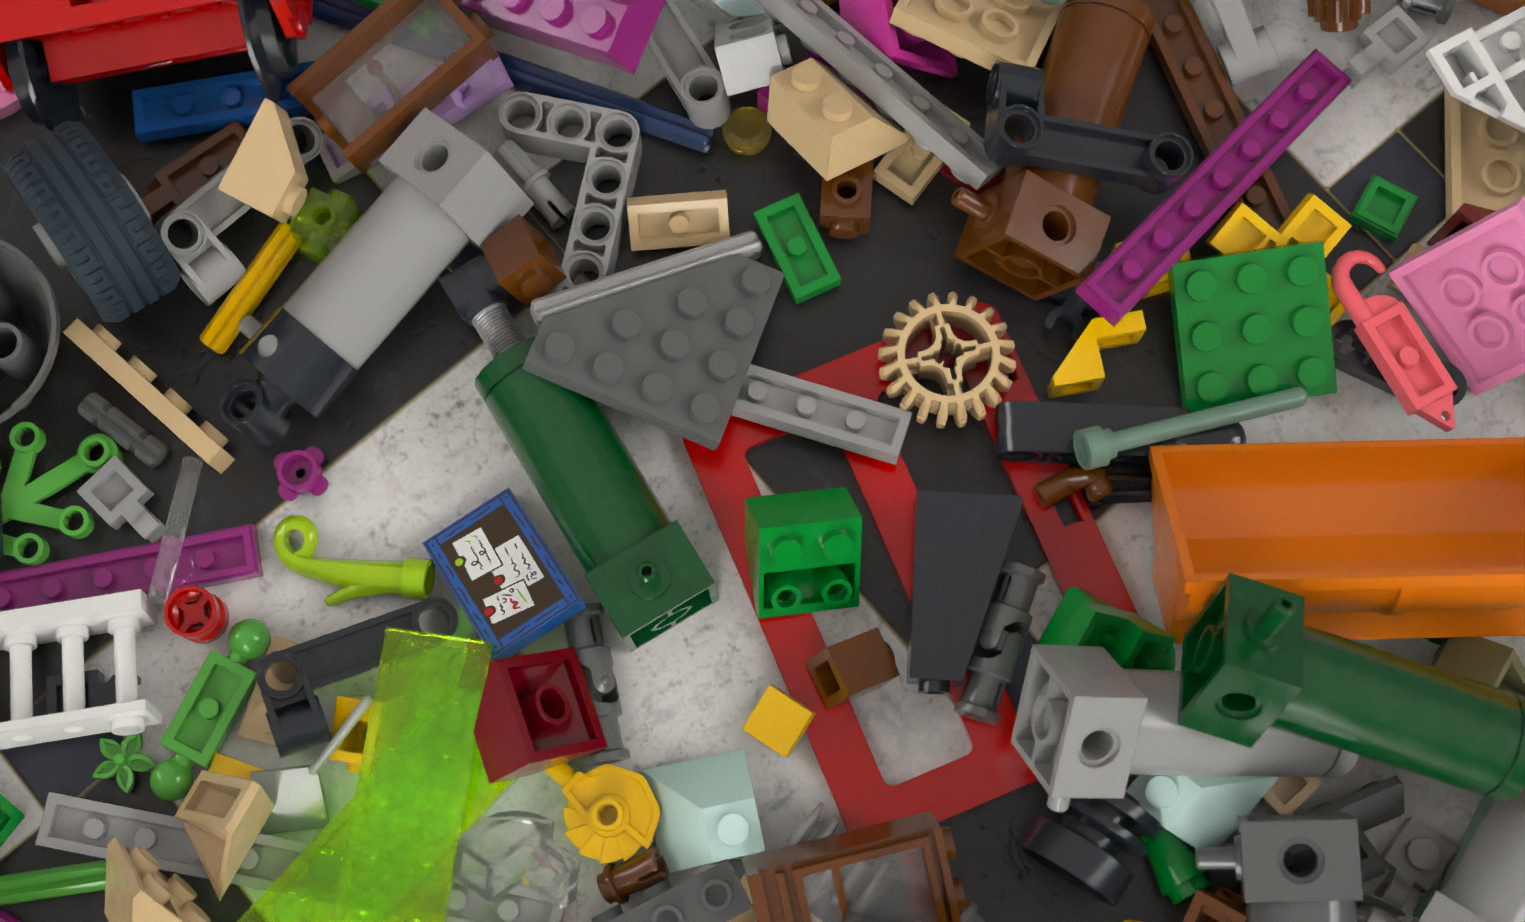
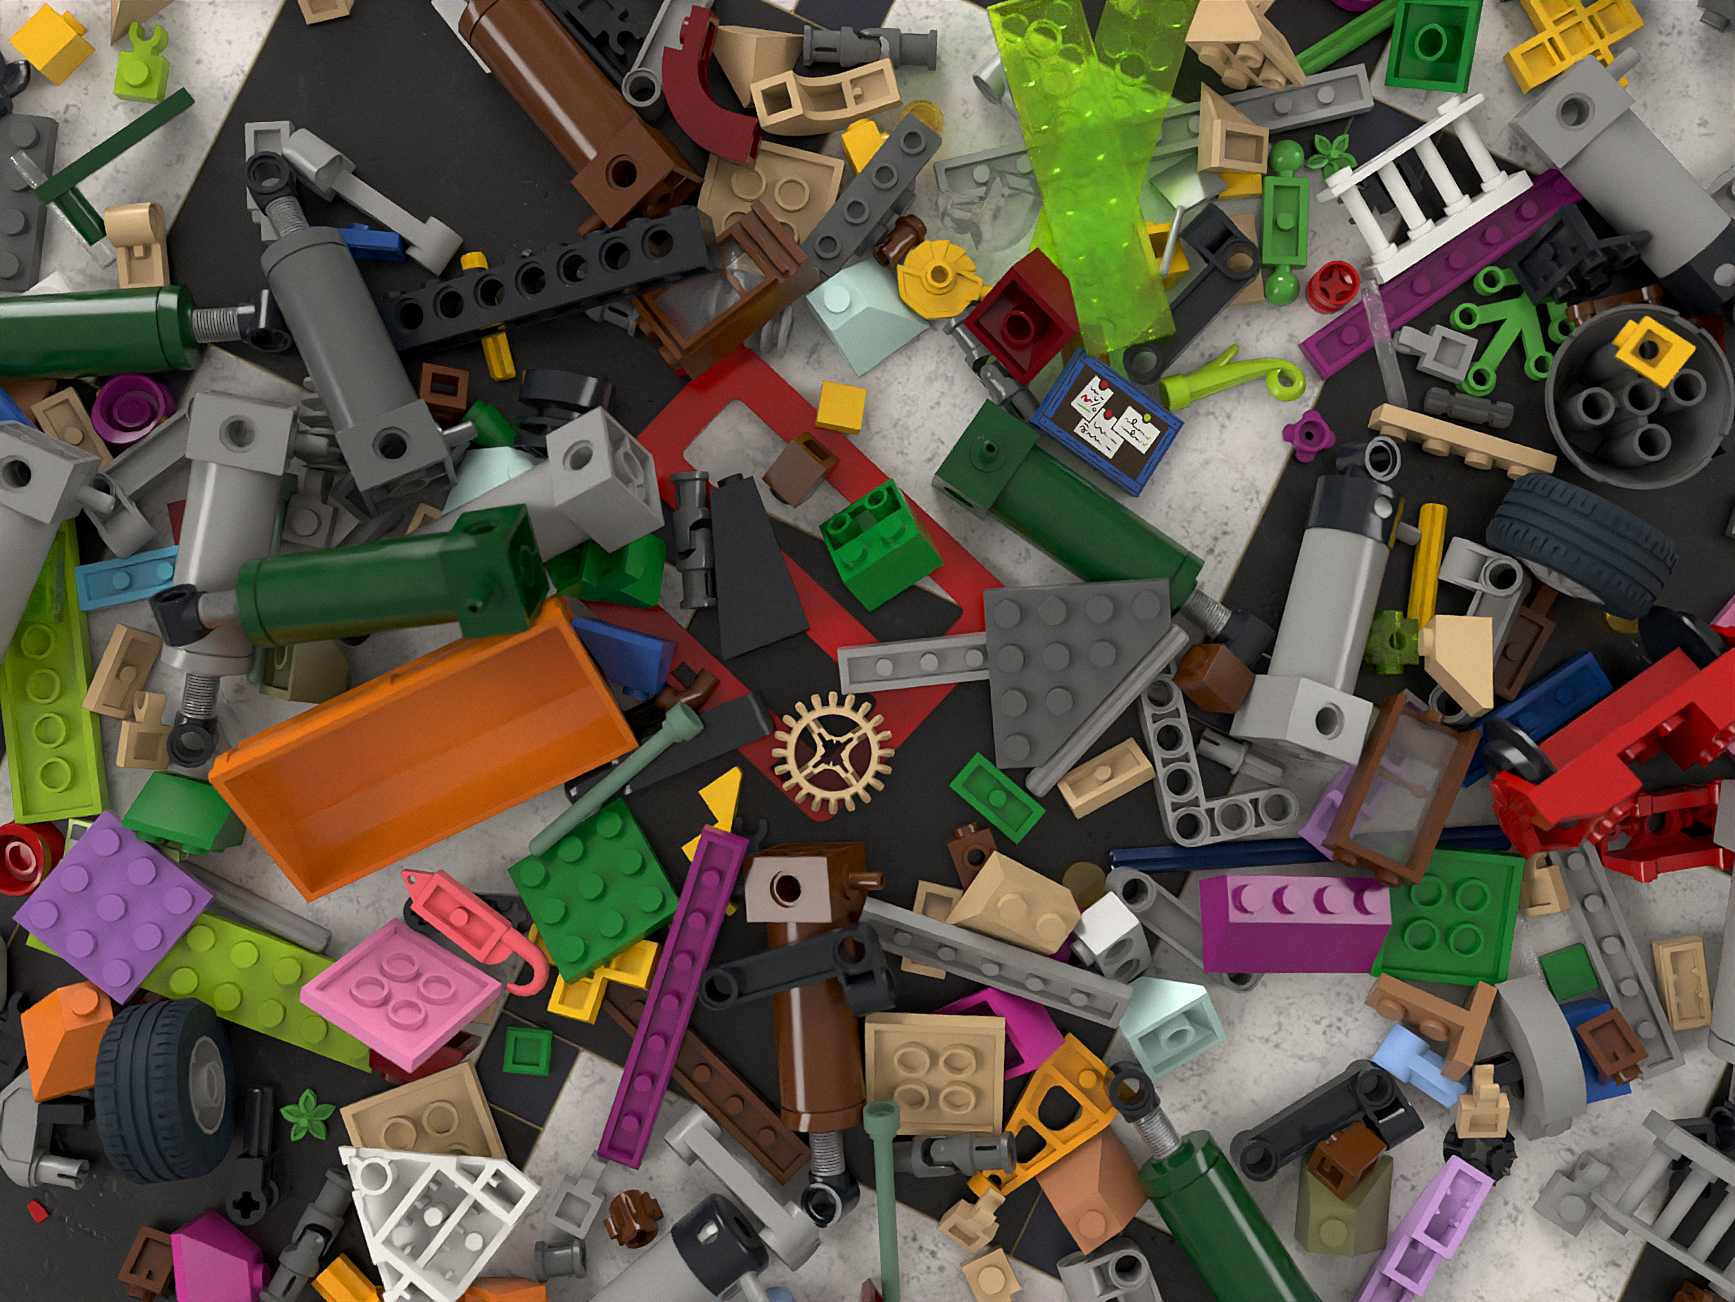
camera: 155 degrees right, 10 degrees up
(1123, 552) = (628, 656): none -> blue slope

